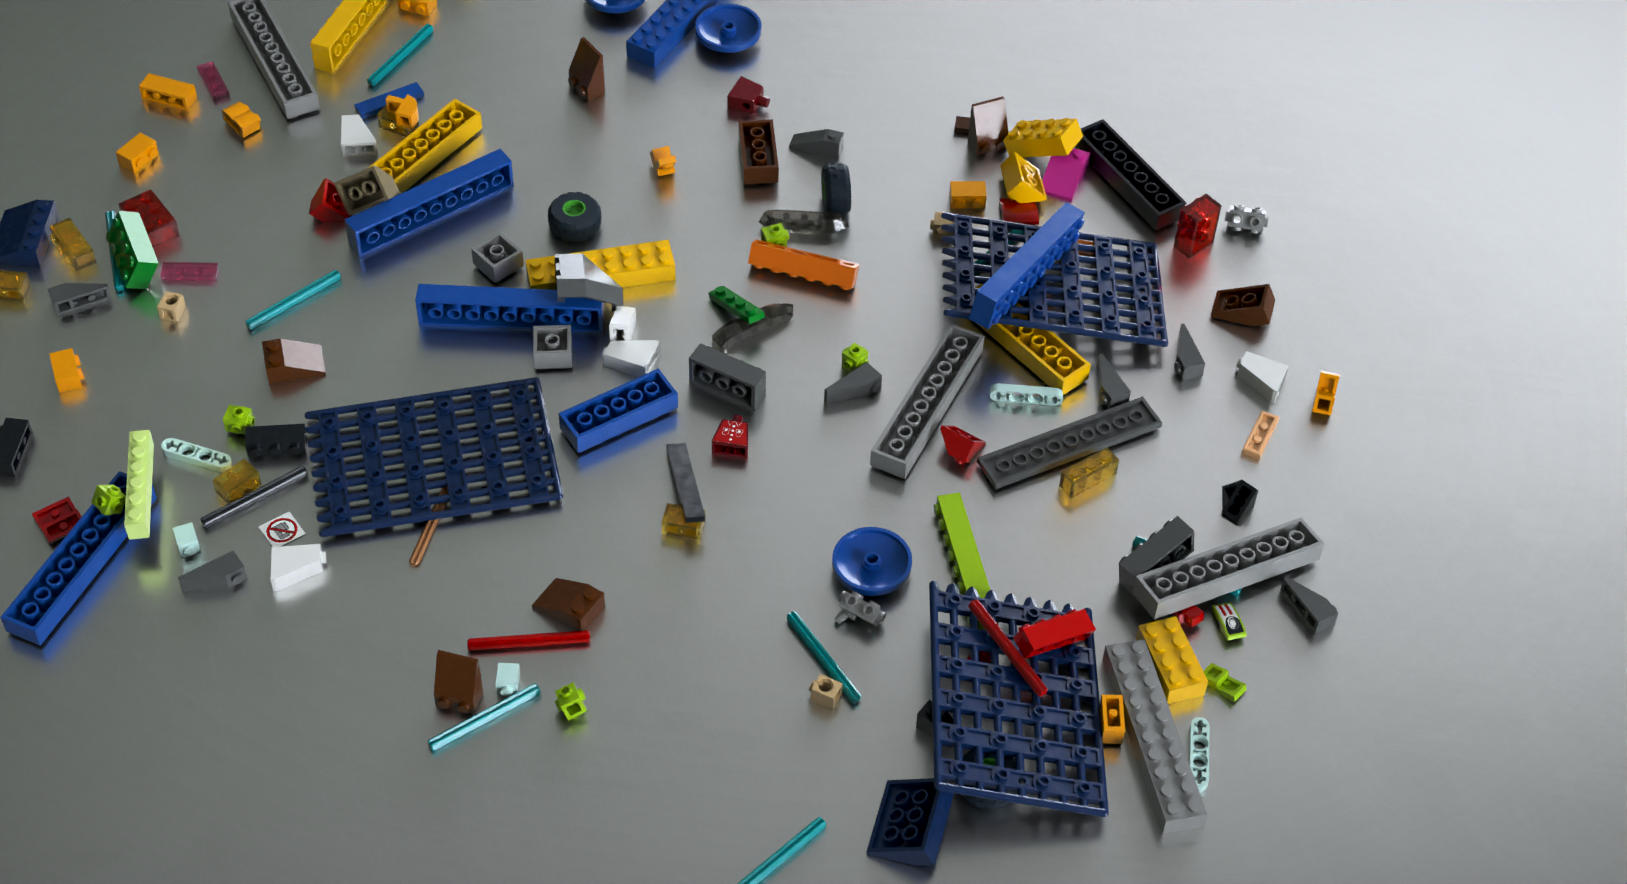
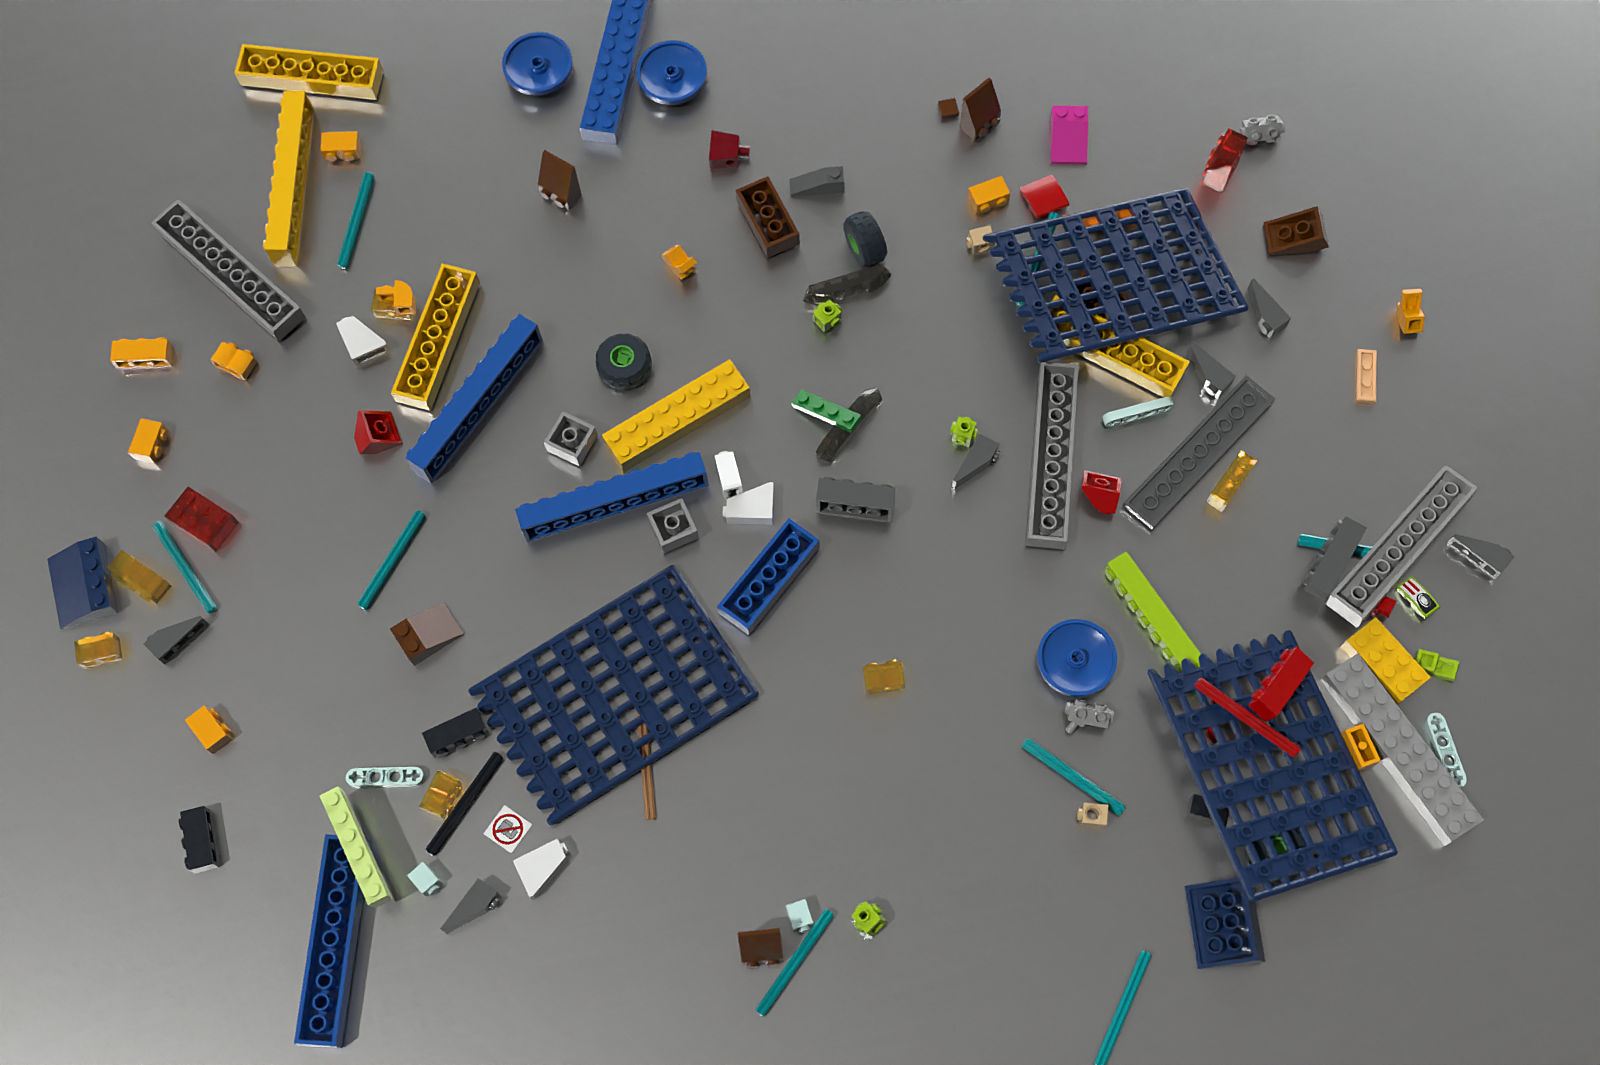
camera: 15 degrees left, 20 degrees up
(57, 519) = (288, 902): red slope -> none
(108, 499) = (336, 877): lime brick -> none
(132, 250) = (206, 567): green brick -> none
(171, 306) = (281, 621): tan brick -> none
(189, 271) = (271, 563): clear pink tile -> none
(213, 81) = (180, 321): clear pink tile -> none
(237, 419) = (409, 724): lime brick -> none
(366, 189) = (410, 413): dark tan slope -> none
(375, 104) = (370, 280): blue tile -> none
(528, 640) = (797, 863): red axle -> none
(571, 603) = (817, 808): reddish brown slope -> none
(581, 278) = (675, 448): dark grey panel -> none
(685, 483) = (868, 636): black tile -> none
(731, 438) = (888, 564): torso -> none
(803, 264) = (869, 338): orange brick -> none
(1022, 180) = (1035, 160): yellow slope -> none
(1027, 266) = (1097, 279): blue brick -> none
(1043, 137) = (1039, 106): yellow brick -> none
(1130, 175) = (1133, 116): black brick -> none
(1238, 499) = (1374, 460): black slope -> none
(1262, 374) = (1344, 308): white slope -> none

